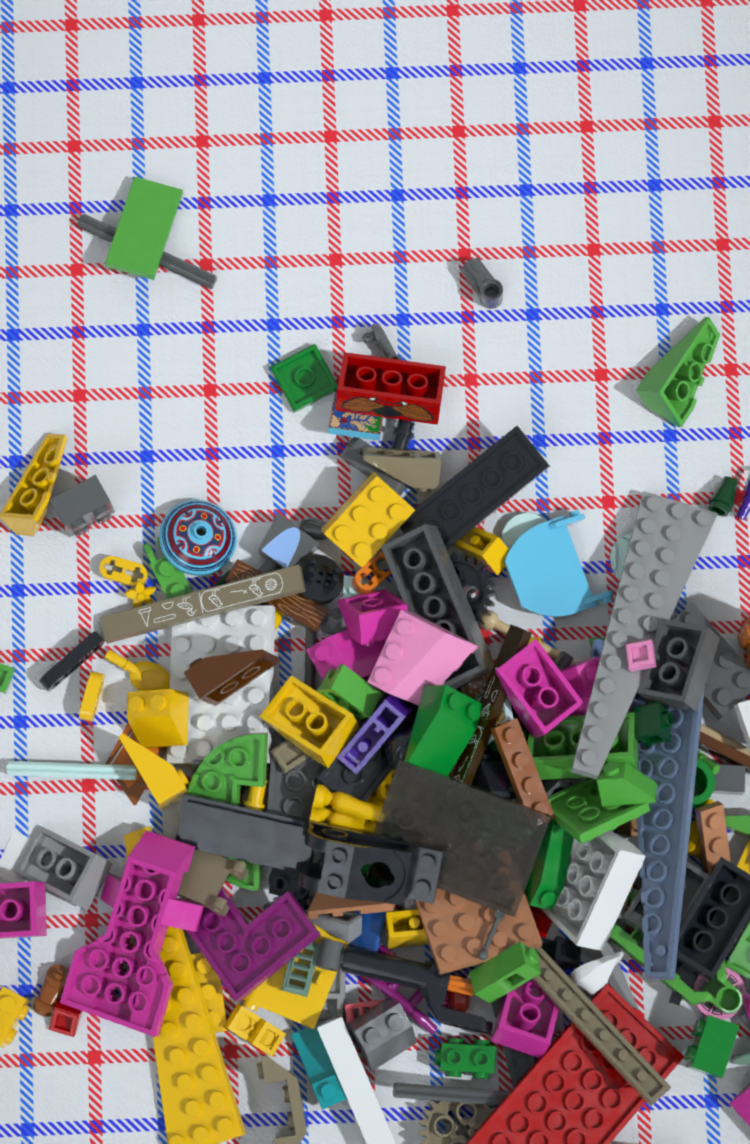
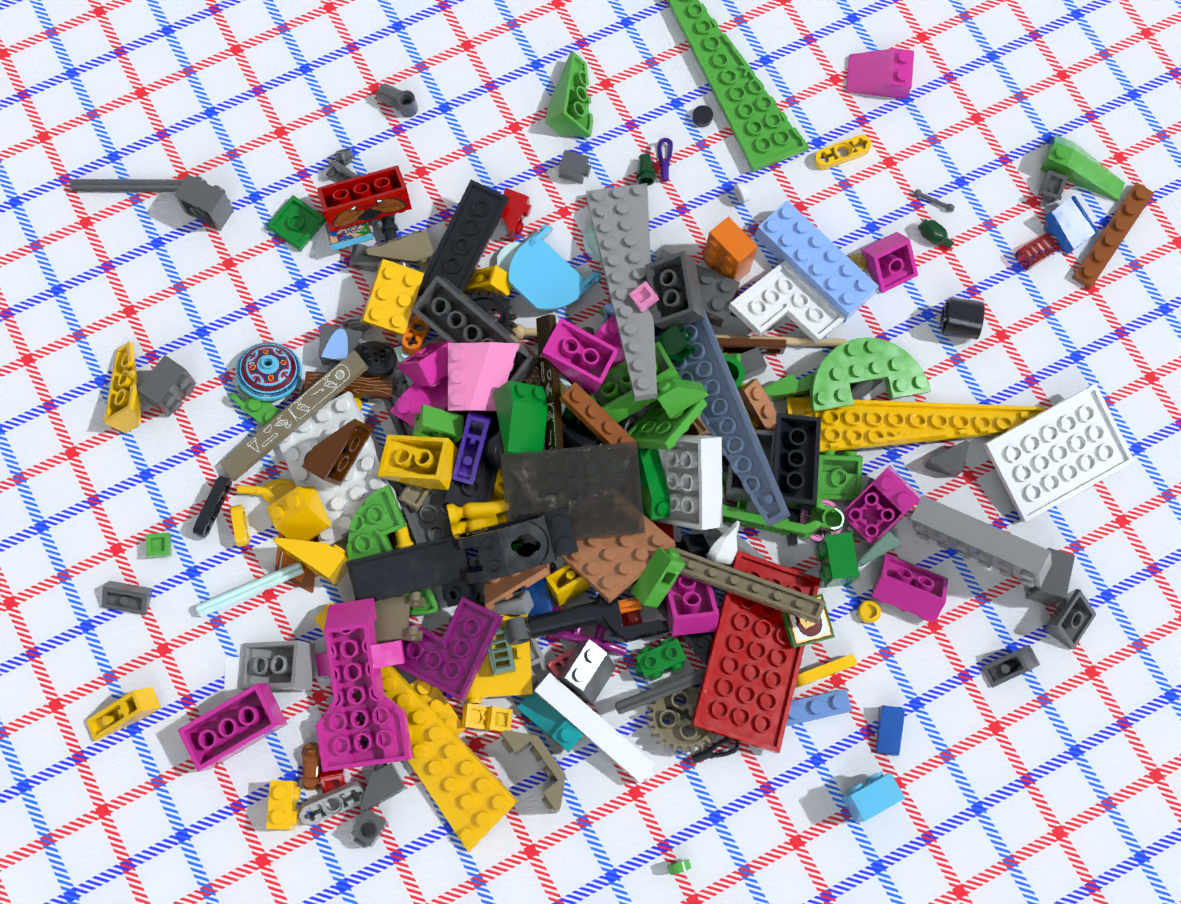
camera: 30 degrees left, 5 degrees down
(36, 1031) = (313, 803): none -> light grey beam
(92, 1085) = (378, 823): none -> dark grey brick
(113, 1047) = (381, 786): none -> dark grey slope
(124, 565) = (222, 417): yellow beam -> none
(140, 594) = (243, 432): yellow plant -> none
(144, 228) = (123, 168): bright green tile -> none
(214, 311) = (204, 201): none -> dark grey brick
(393, 323) = (344, 156): none -> dark grey plate
(498, 916) = (633, 538): dark grey hinge -> none
(550, 481) = (514, 213): none -> red slope
(633, 1108) = (804, 632): none -> tile
(644, 456) = (574, 167): none -> dark grey brick
(720, 1117) = (869, 612): none -> yellow tile

